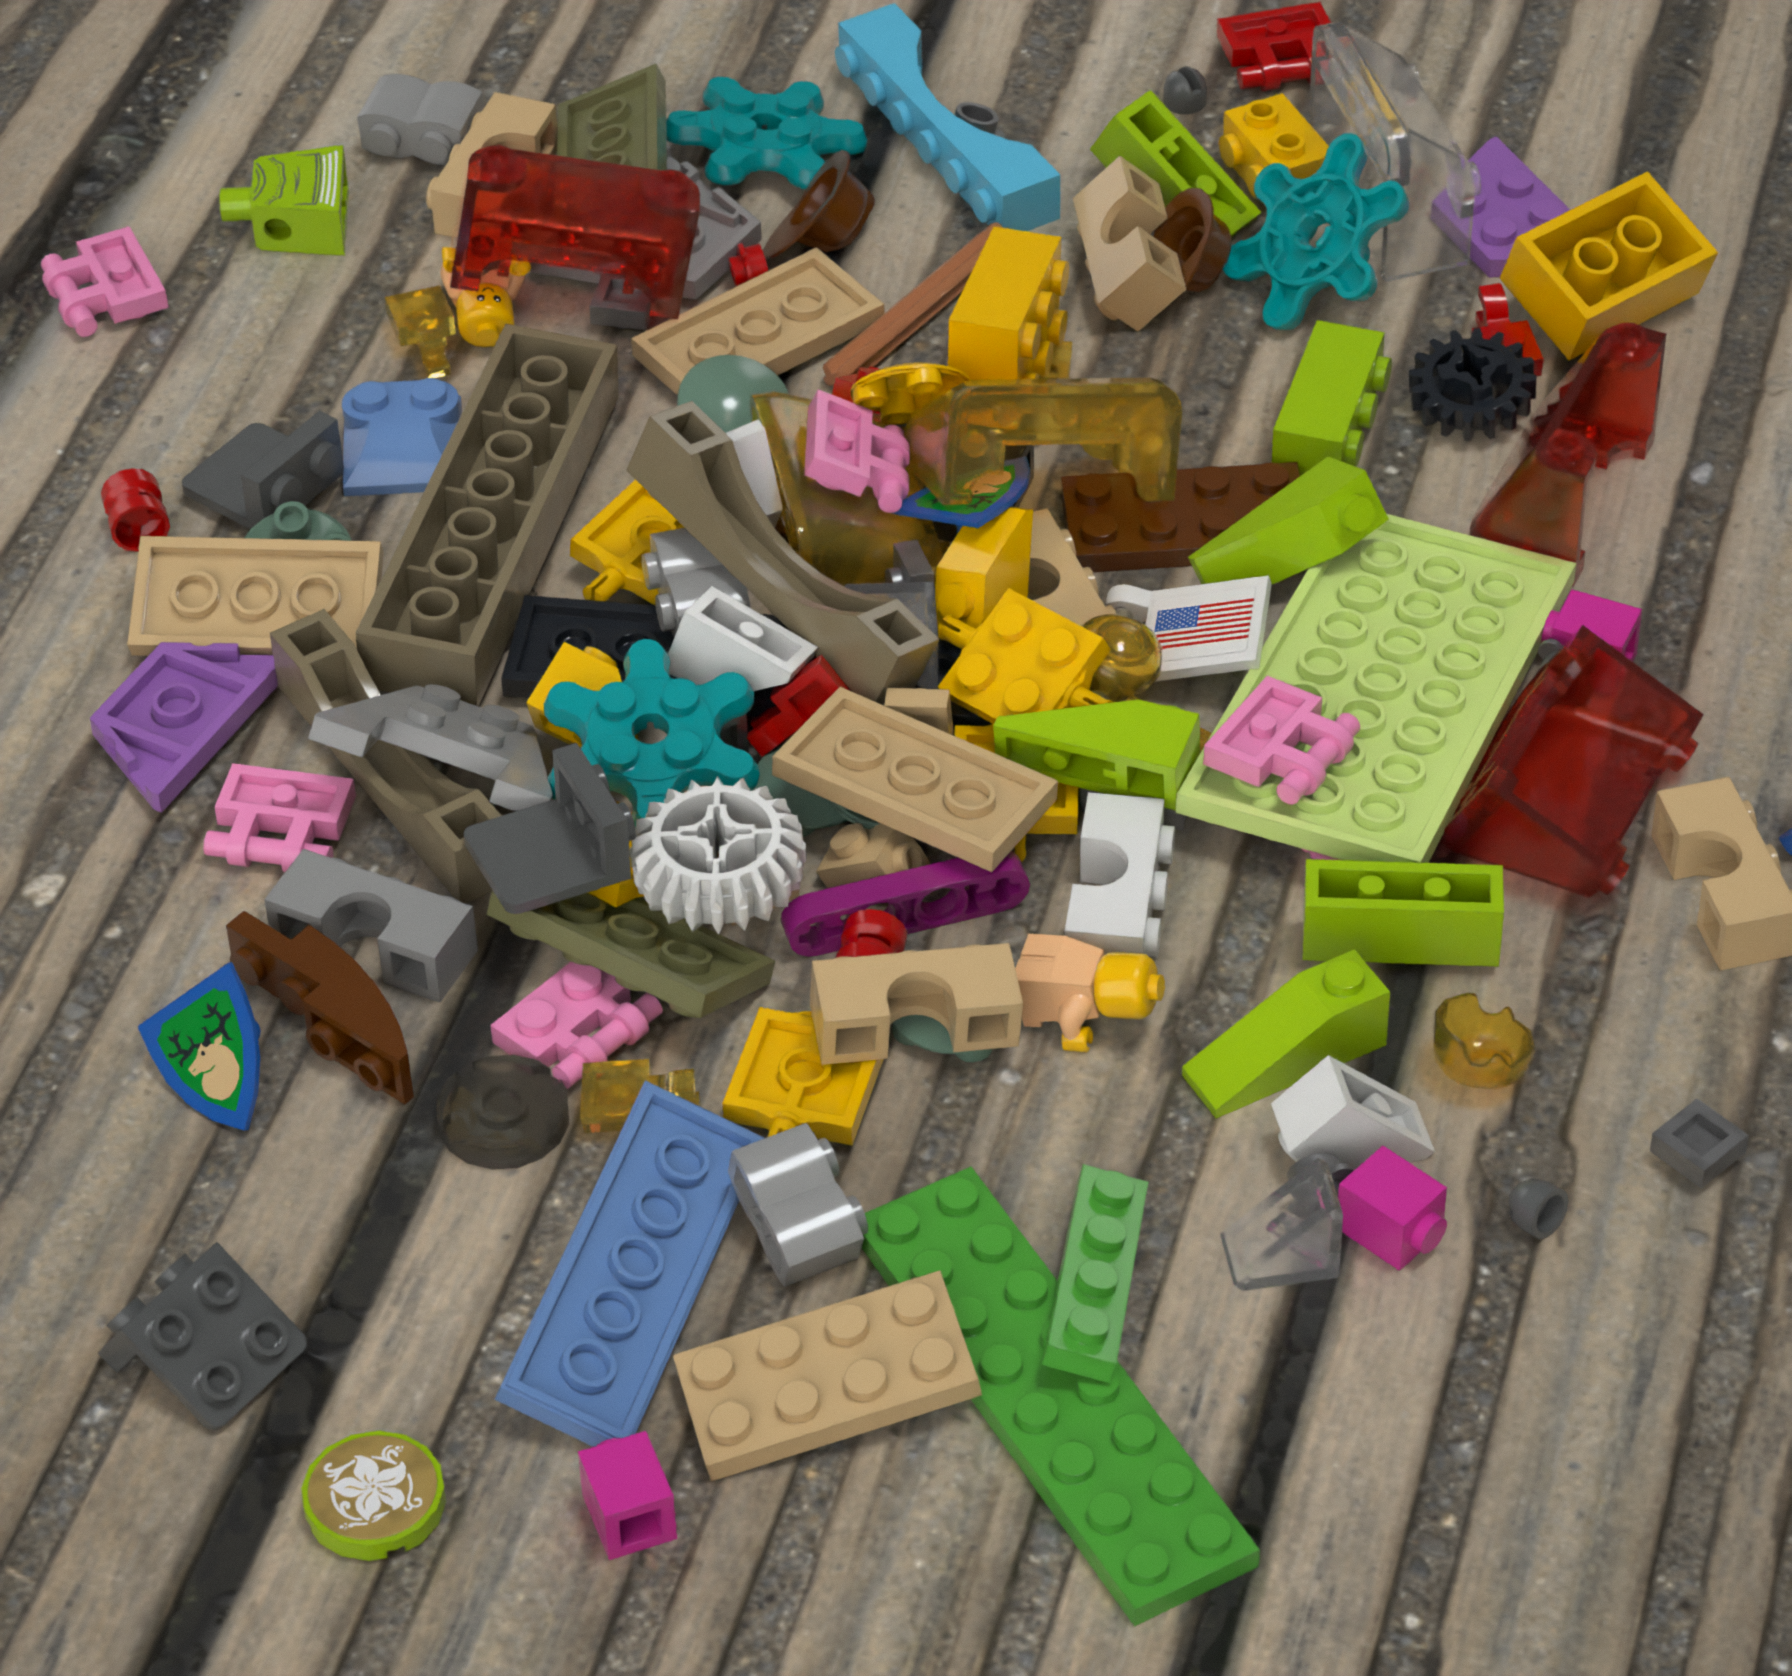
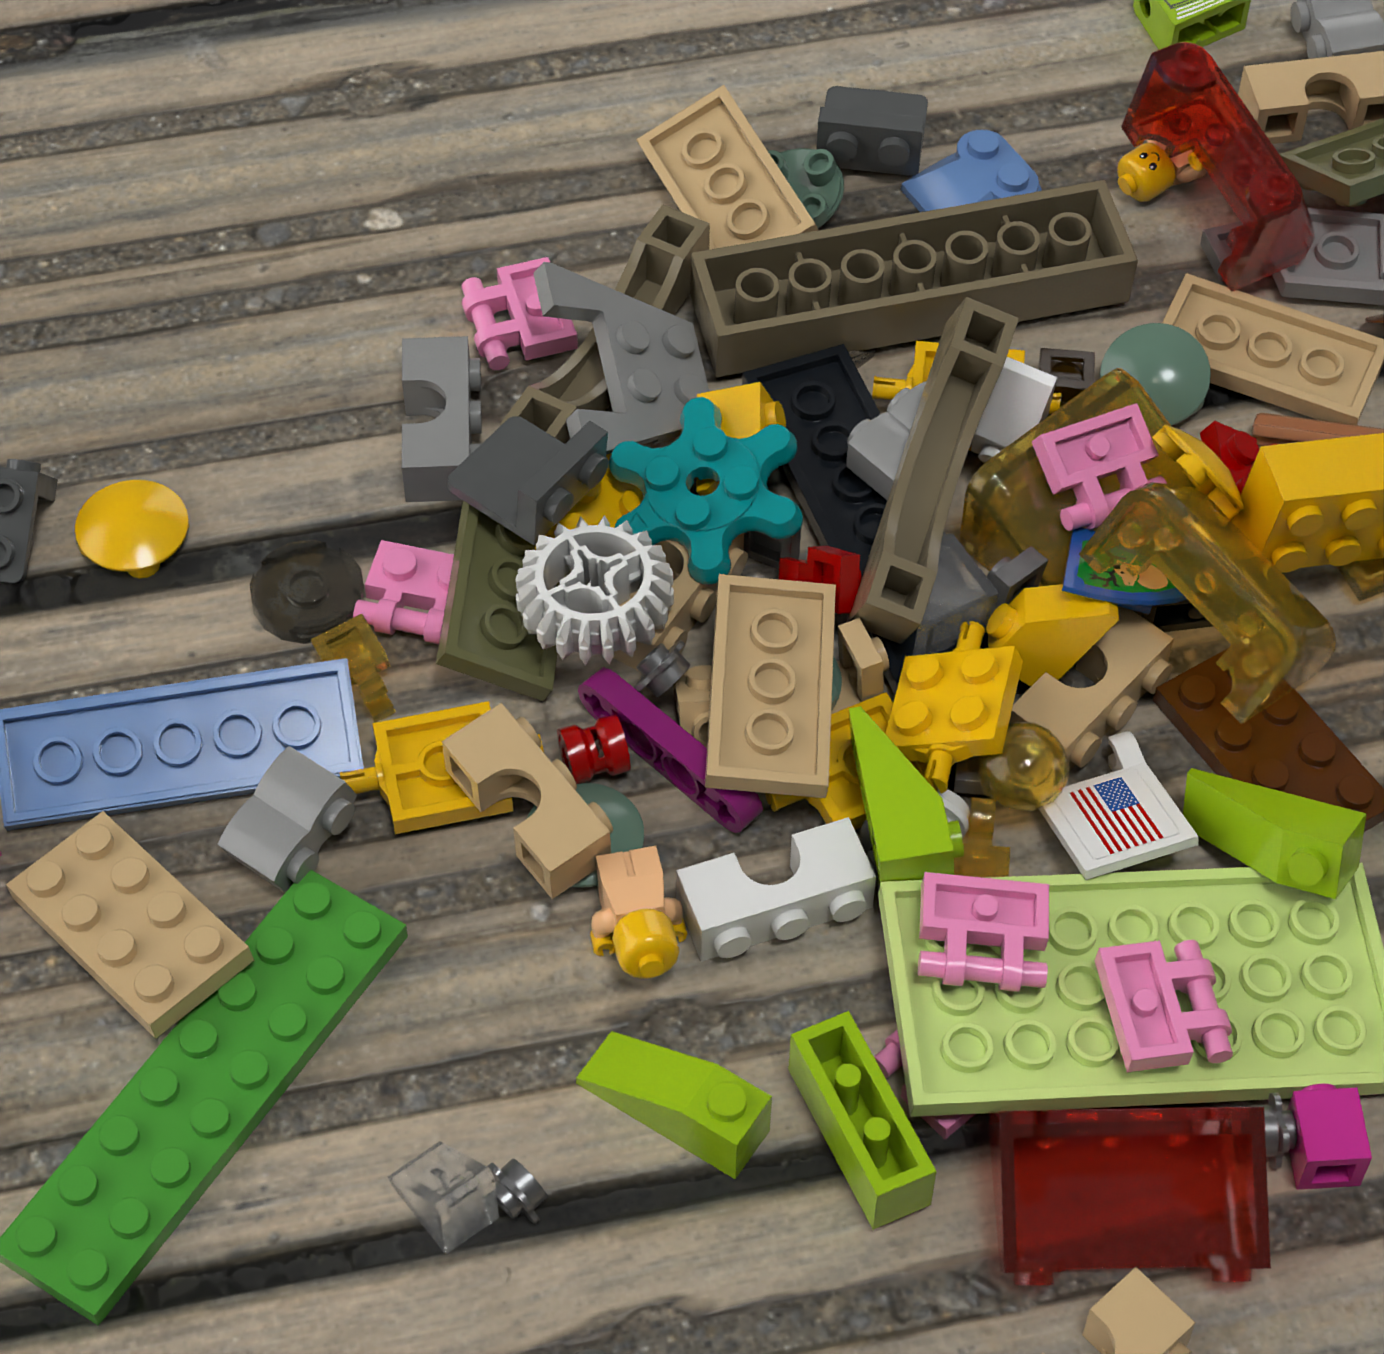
camera: 60 degrees right, 10 degrees up
(134, 507) = (774, 78): red wheel -> none
(180, 713) = (582, 202): medium lavender wing -> none
(209, 1048) = (254, 388): shield -> none
(309, 1223) = (132, 526): none -> yellow dish
(340, 1001) = (344, 440): reddish brown slope -> none
(424, 320) = (1100, 141): clear yellow plate -> none
(730, 637) = (836, 494): white slope -> none
(747, 263) = (1341, 308): red plate -> none
(828, 858) = (662, 668): none -> flat silver plate
(1095, 1274) = (323, 1062): bright green plate -> none
(1348, 1116) = (601, 1187): white slope -> none
(1393, 1208) = (518, 1259): dark pink brick -> none
(1423, 665) = (1147, 1010): none -> bright pink plate
(1480, 1046) = (749, 1248): clear yellow hair -> none

